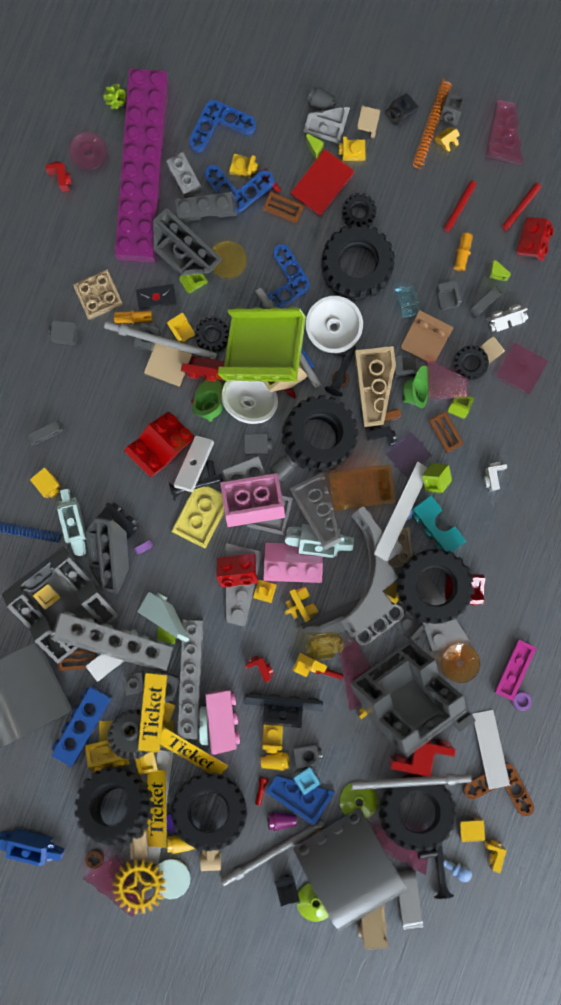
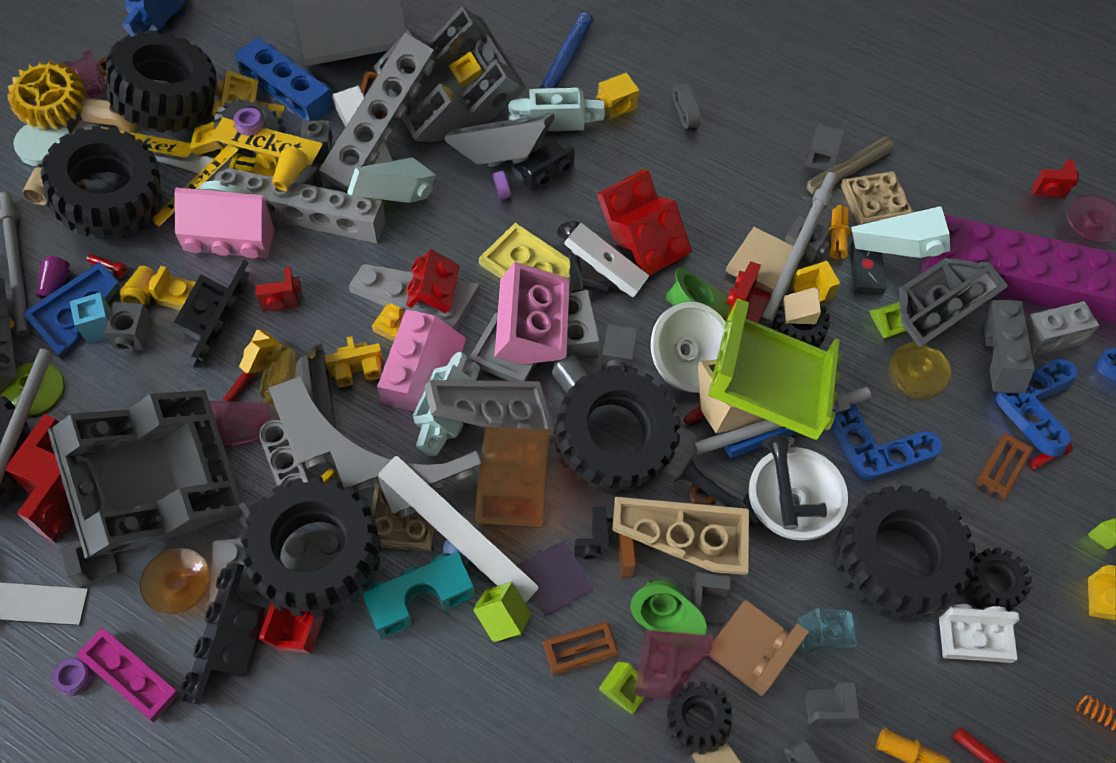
camera: 100 degrees right, 25 degrees down
(73, 314) = (854, 163): none -> dark tan axle
(140, 729) = (248, 121): none -> medium lavender tile
(141, 266) = (909, 235): none -> light aqua slope
(177, 686) = (289, 167): none -> yellow cone
(207, 334) = (802, 307): none -> tan slope
(243, 166) = (1077, 418): yellow bracket -> none
(322, 182) = (1048, 534): red tile -> none
(348, 328) = (789, 511): none -> black piece
(394, 220) = (978, 634): none -> white bracket
(485, 623) = (227, 636): none -> black bracket
(491, 478) = (477, 707): white bracket -> none

